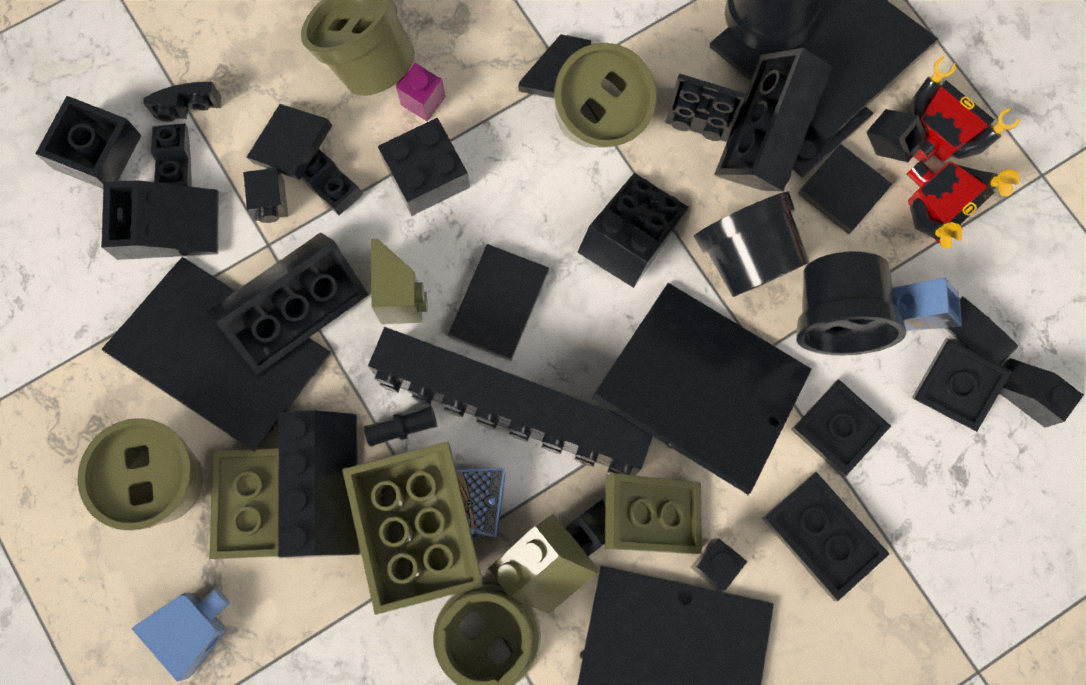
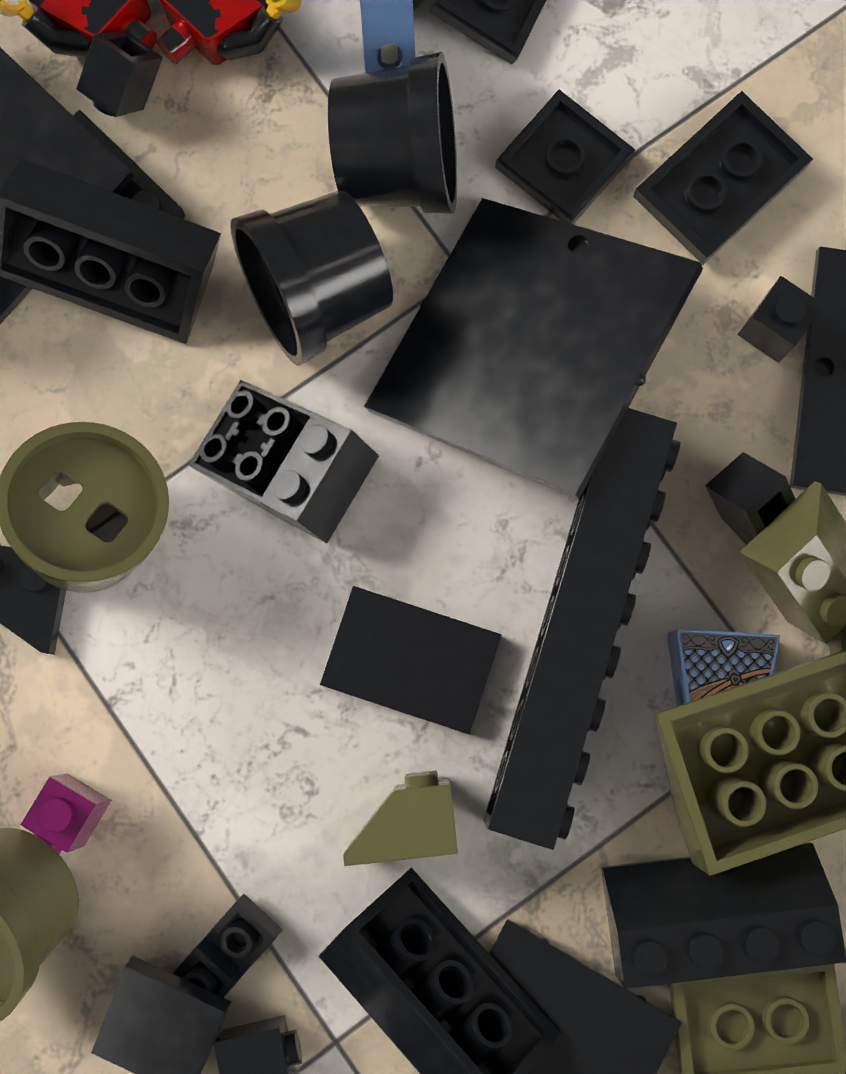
camera: 90 degrees left, 5 degrees up
(400, 426) = (618, 796): black pin -> none
(424, 166) = (196, 795): black brick -> none
(653, 514) = (726, 411): olive plate -> none
(704, 108) = (82, 353): black slope -> none
(844, 188) = (202, 152): black tile -> none

